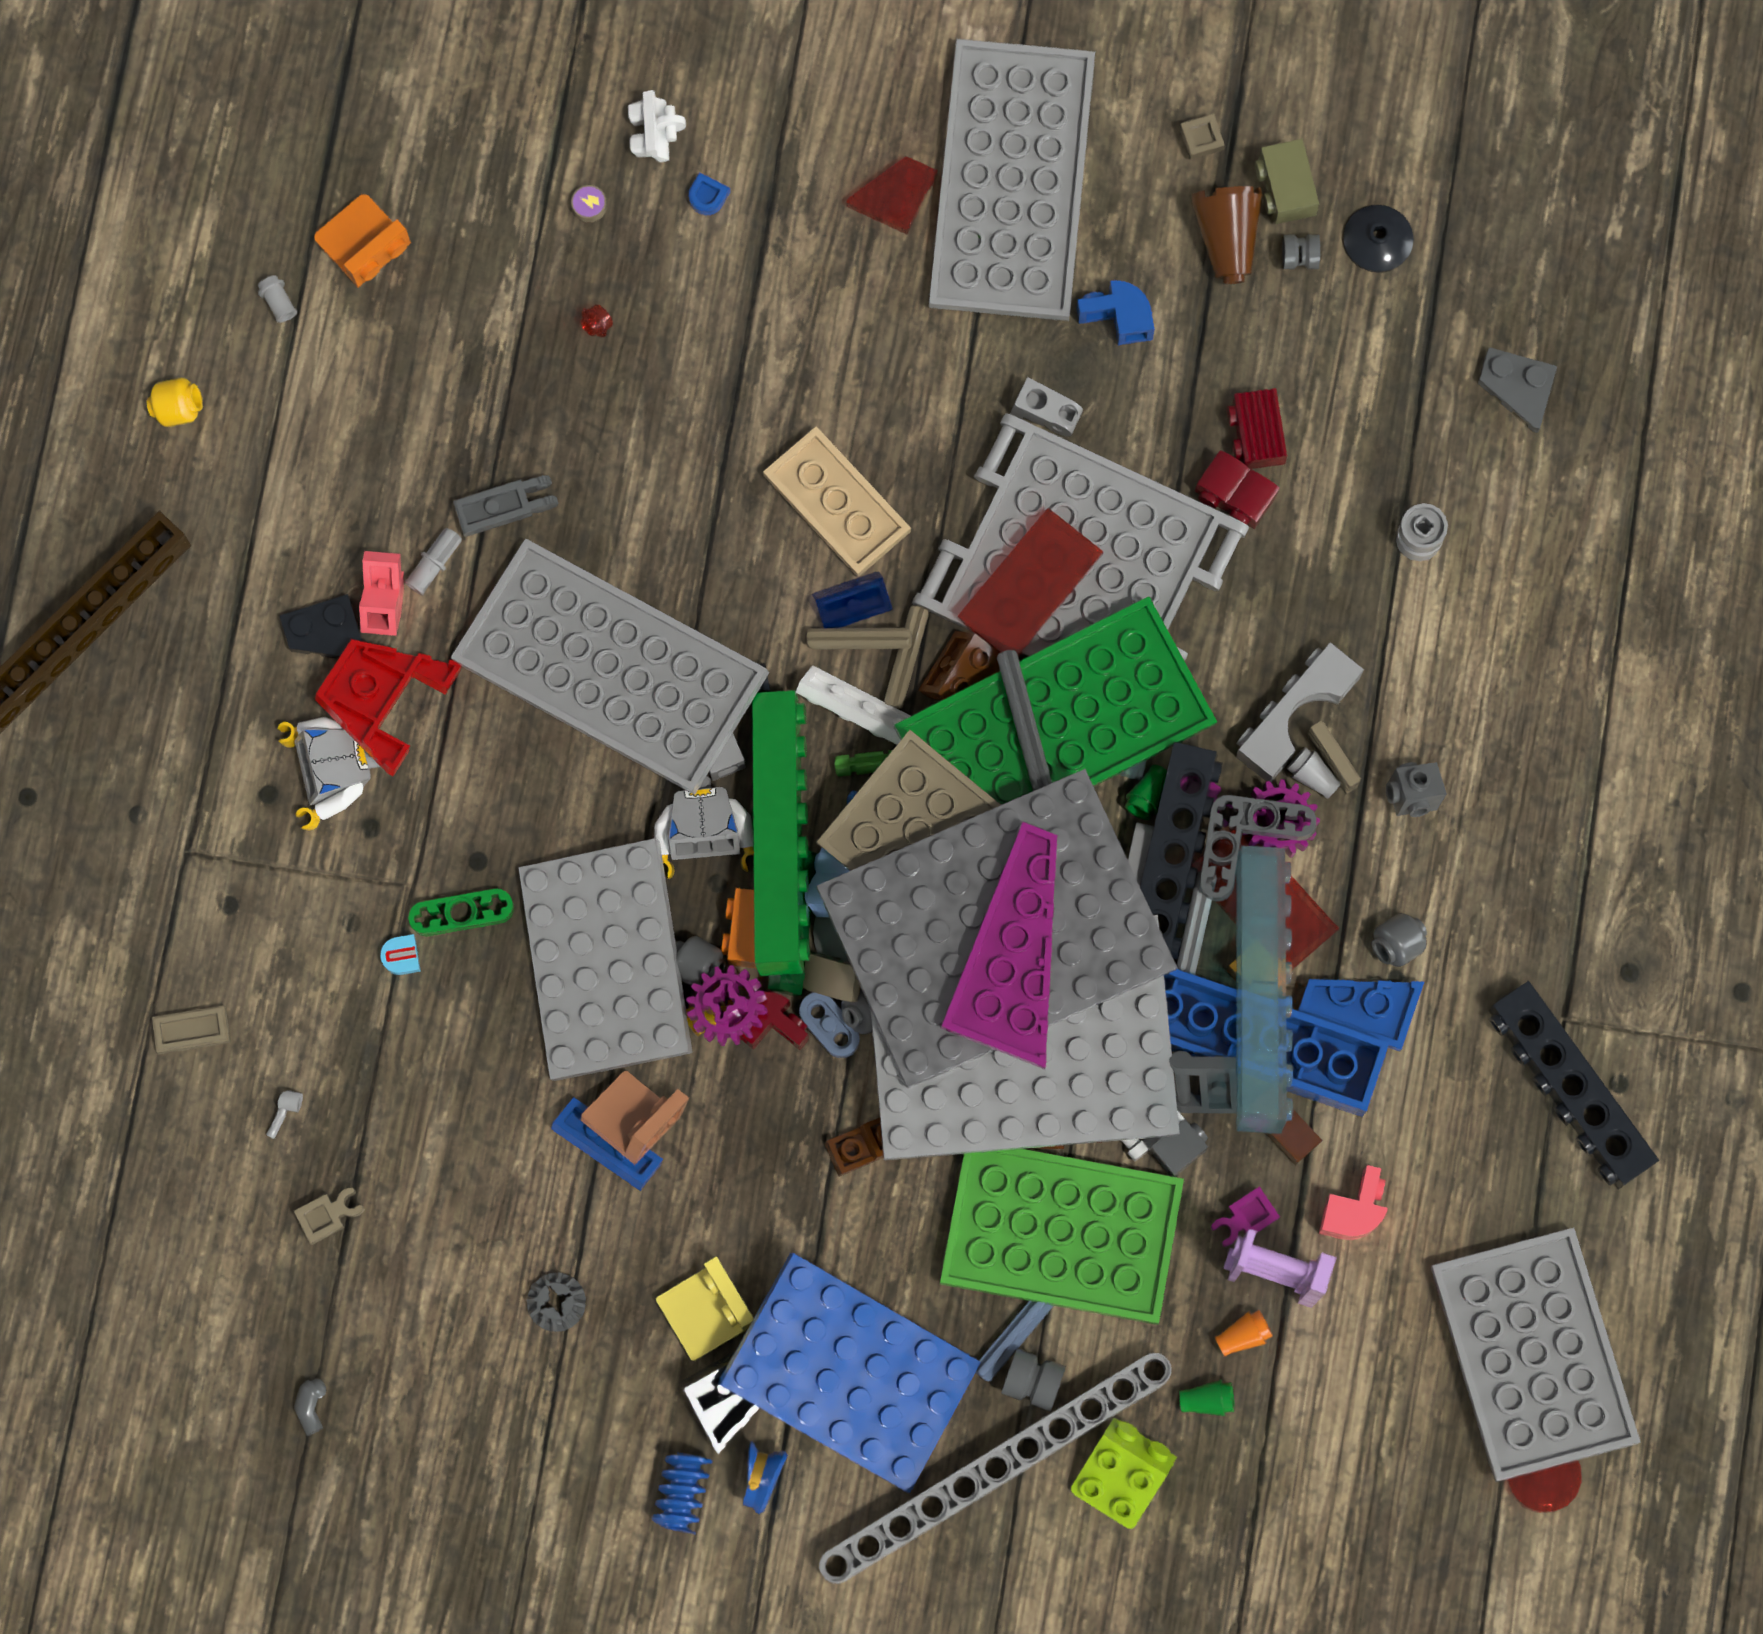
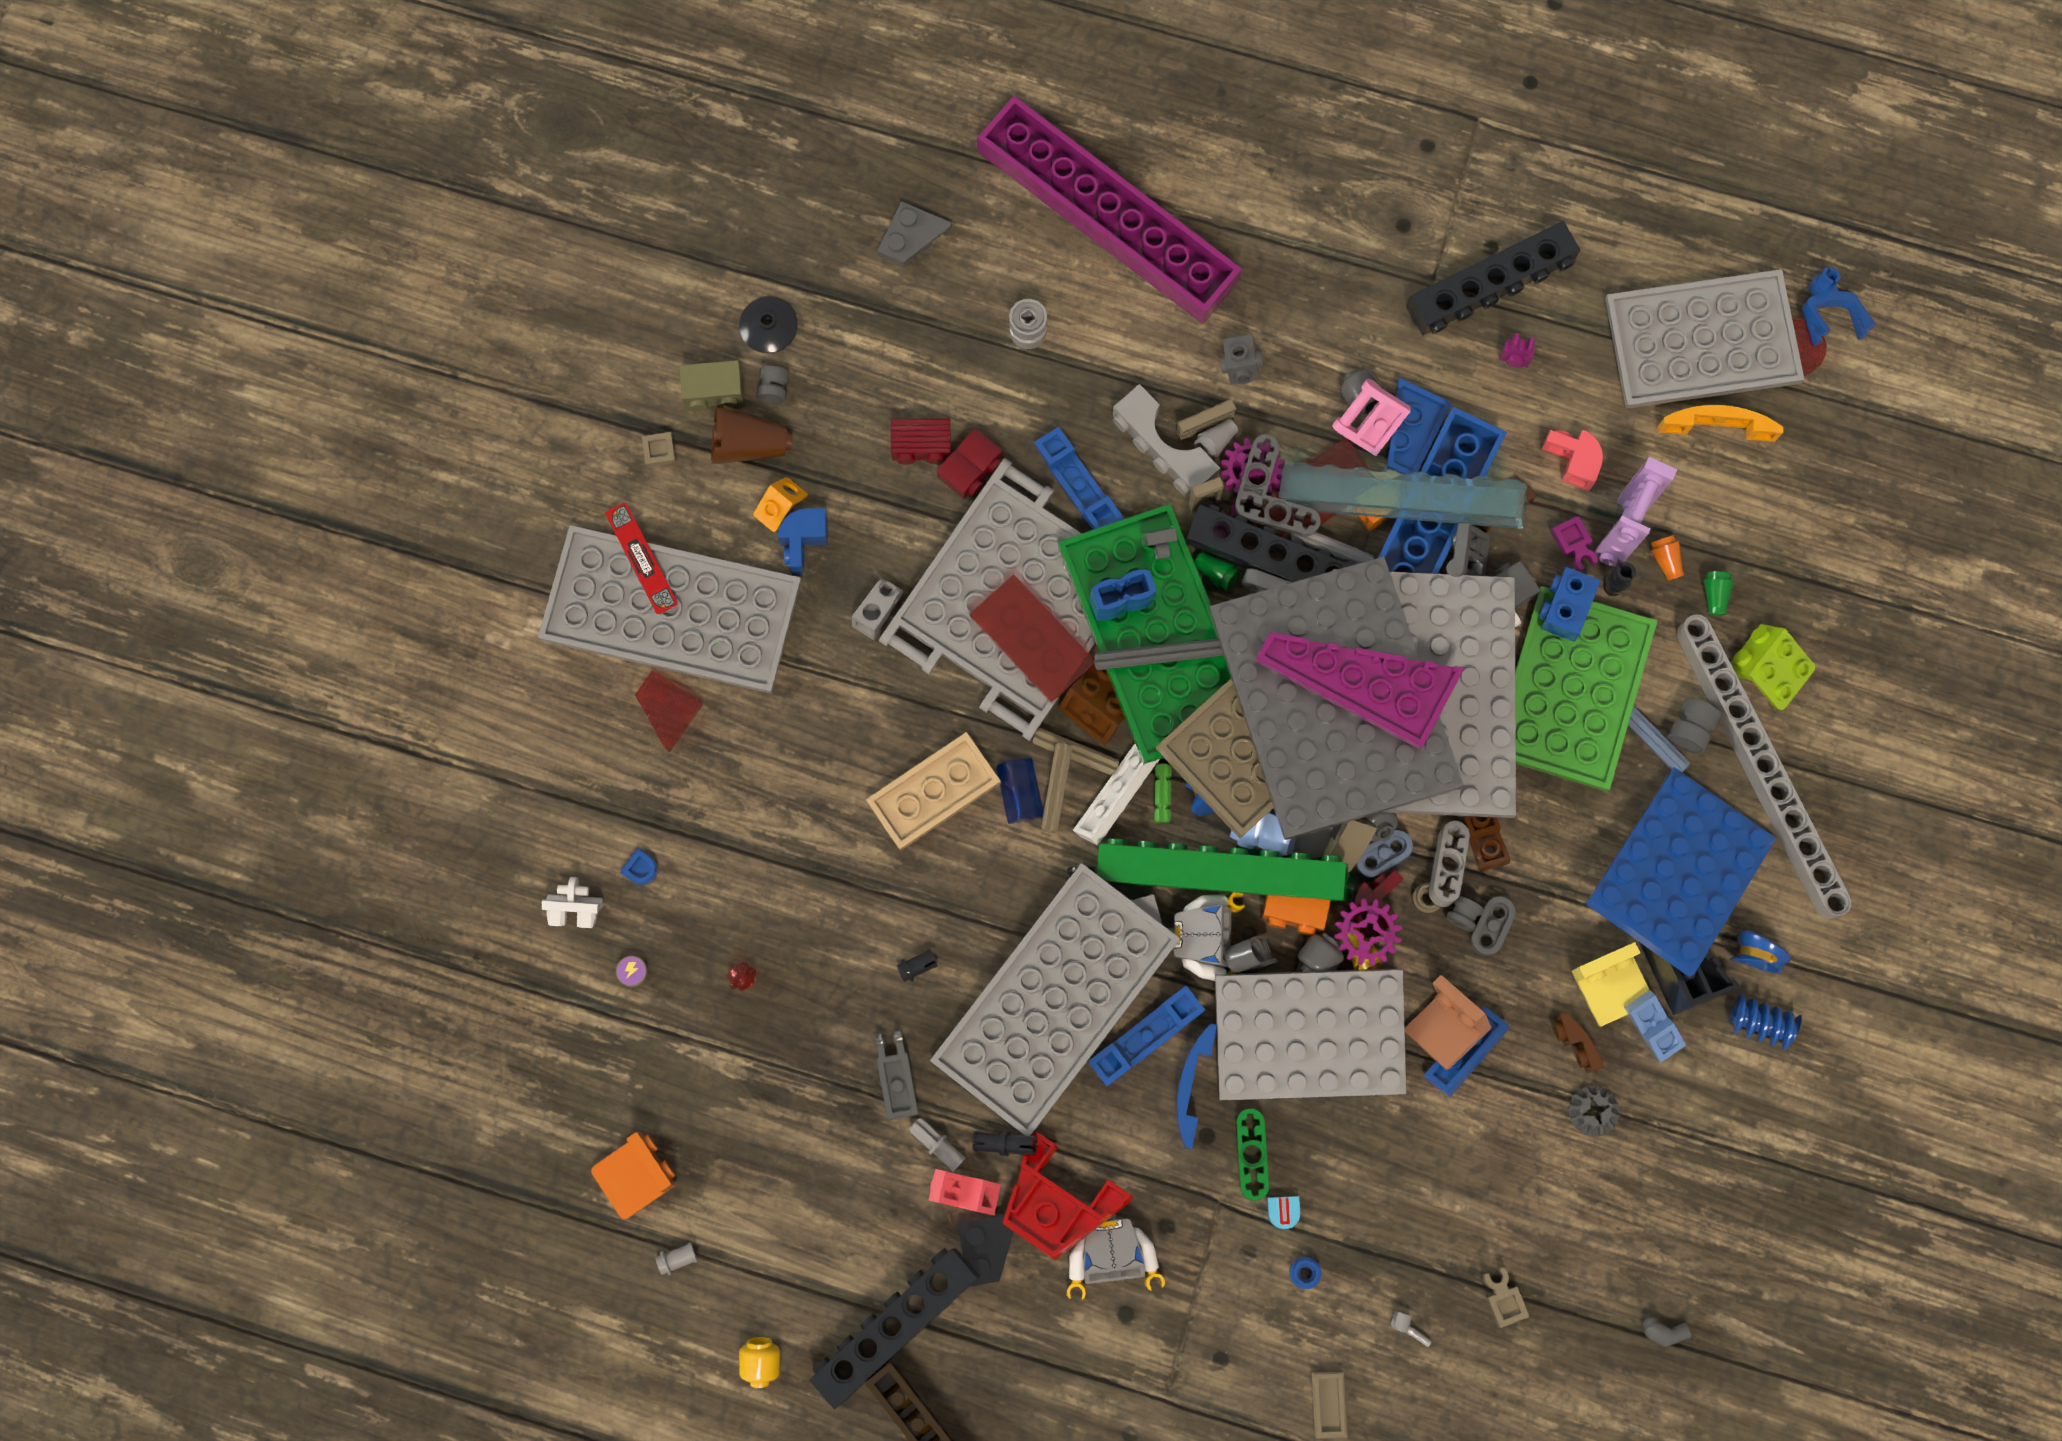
camera: 85 degrees left, 0 degrees up
(287, 599) = (837, 1388): none -> black brick
(326, 979) = (1315, 1275): none -> blue plate
(441, 633) = (1004, 1143): none -> black pin
(485, 832) = (1186, 1123): none -> blue slope
(580, 775) = (1146, 1036): none -> blue slope
(632, 510) = (916, 965): none -> black pin
(642, 1264) = (1570, 1032): none -> reddish brown slope
(663, 1363) = (1655, 1026): none -> medium blue slope
(688, 879) = (1250, 955): none -> dark grey piece
(759, 1162) = (1493, 927): none -> dark grey plate
(769, 1125) = (1464, 913): none -> dark grey wheel
(781, 1072) = (1419, 903): none -> dark tan plate
(850, 1113) = (1440, 873): none -> light grey beam
(1066, 136) = (641, 558): none -> sticker
(1093, 679) = (1115, 596): none -> blue brick
(1156, 277) = (777, 503): none -> light orange bracket
(1161, 1208) = (1569, 604): none -> blue brick
(1164, 710) = (1160, 540): none -> dark grey tile
(1201, 1260) = (1619, 579): none -> black pin
(1234, 763) = (1207, 492): none -> dark tan tile
(1236, 616) = (1076, 480): none -> blue slope
(1359, 961) = (1378, 424): none -> bright pink plate
(1423, 1336) = (1757, 426): none -> light orange slope
(1478, 1123) = (1518, 352): none -> magenta plate
(1582, 608) = (1108, 209): none -> magenta brick
(1619, 1510) = (1826, 294): none -> blue piece

